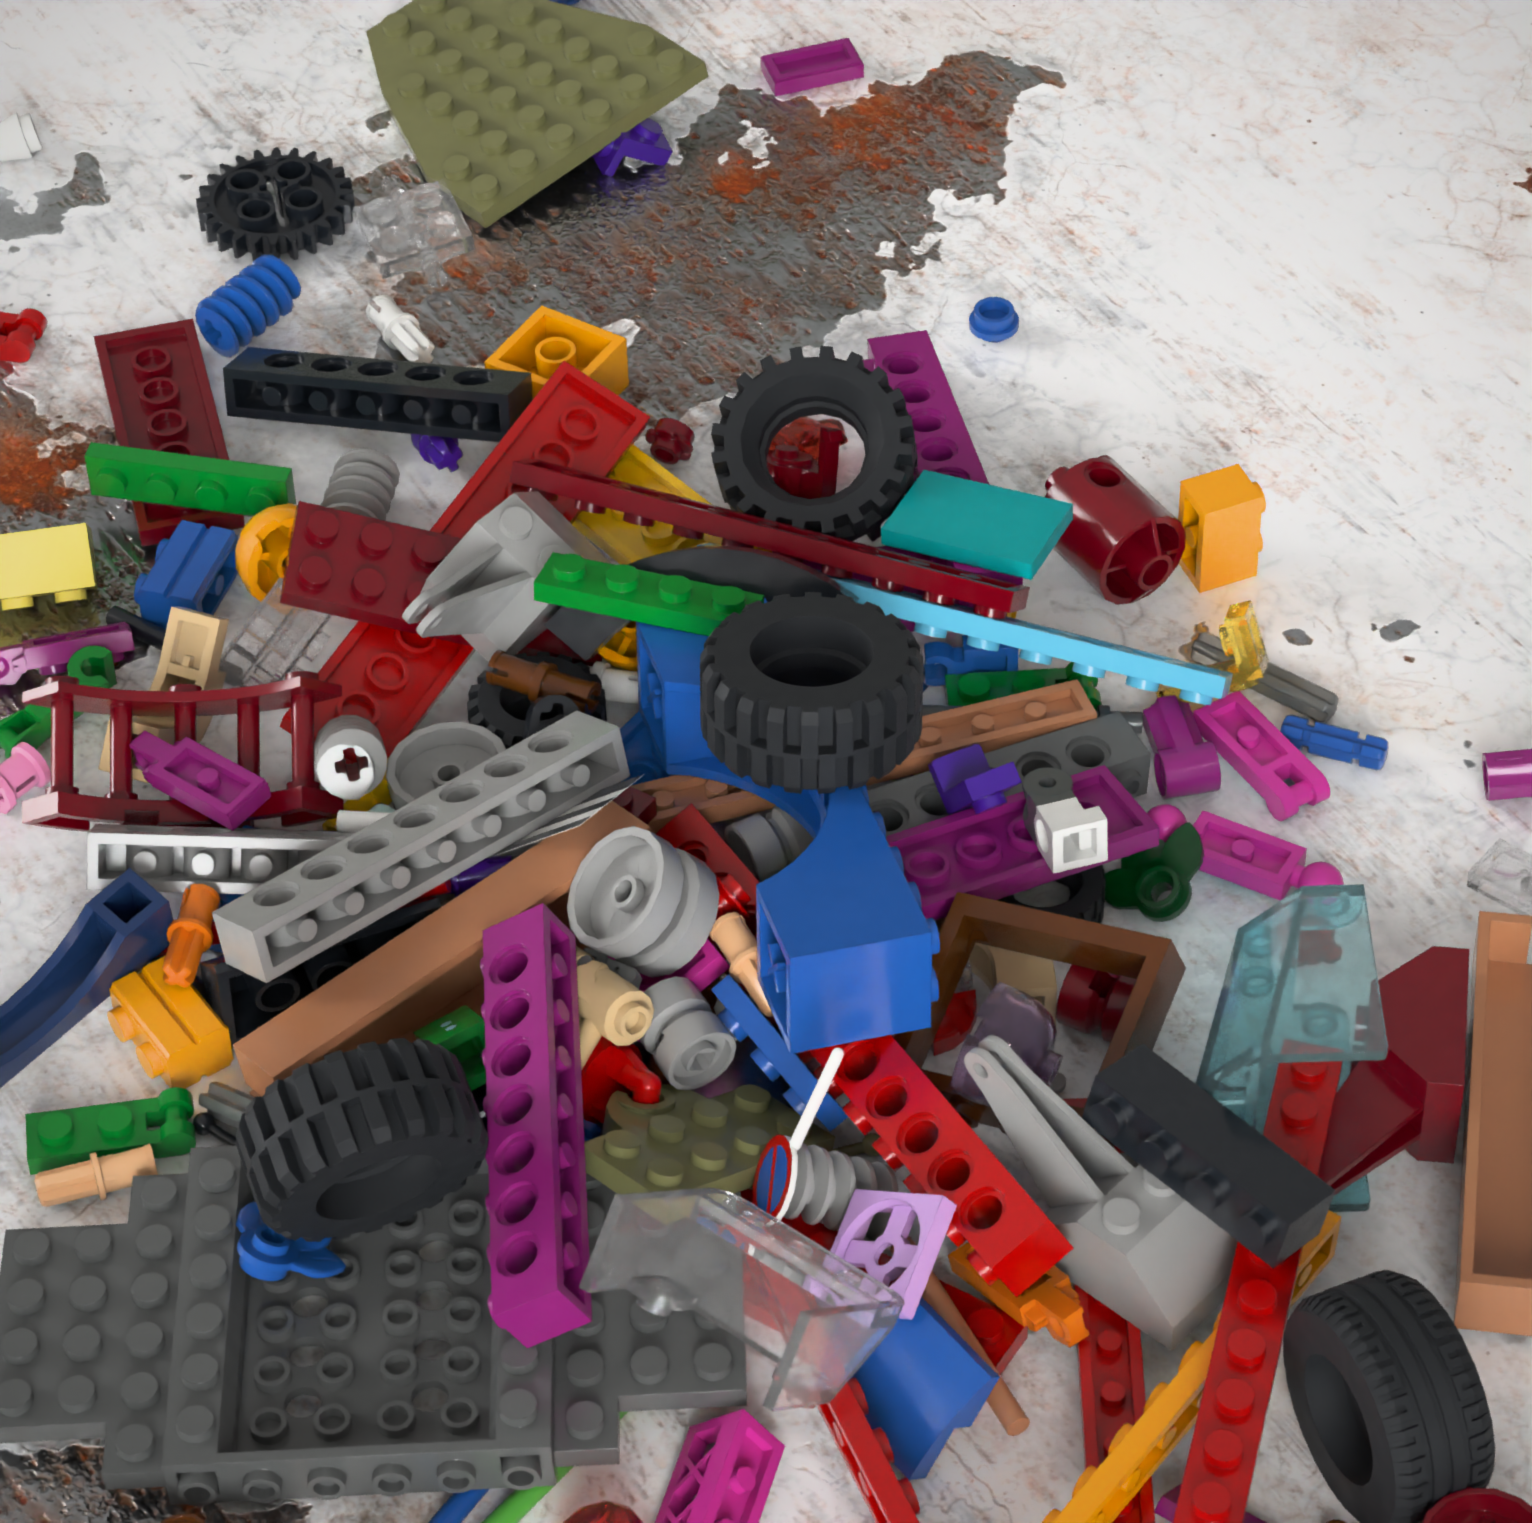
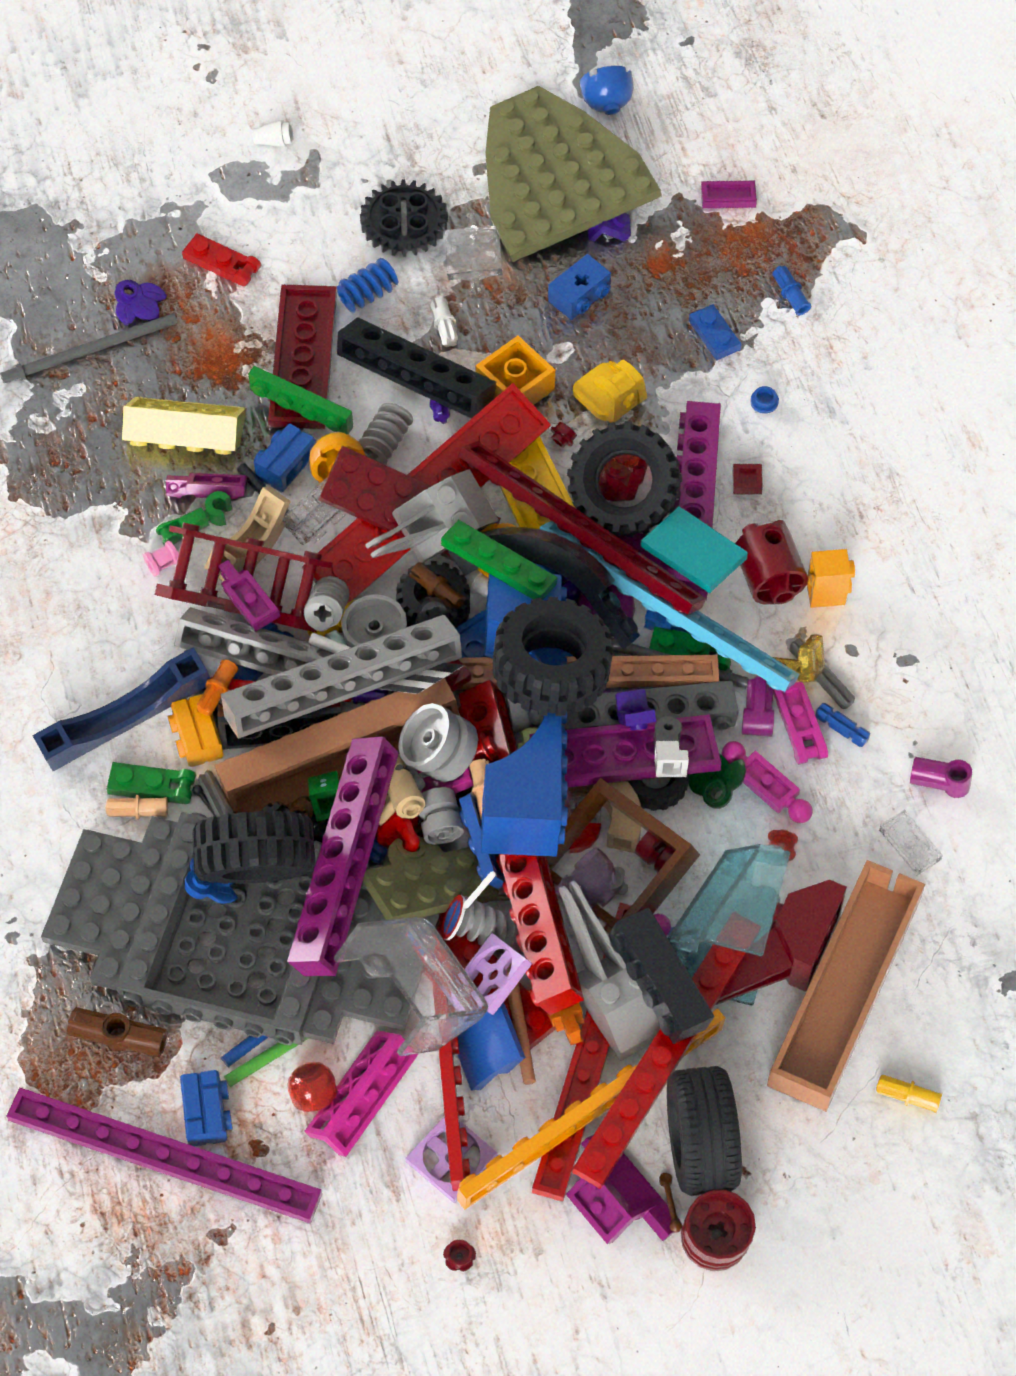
camera: 15 degrees right, 15 degrees up
(615, 233) = (579, 287): none -> blue brick
(723, 350) = (610, 390): none -> yellow piece
(869, 250) = (714, 332): none -> blue plate
(973, 166) = (791, 290): none -> blue axle
(1013, 432) = (747, 479): none -> dark red plate

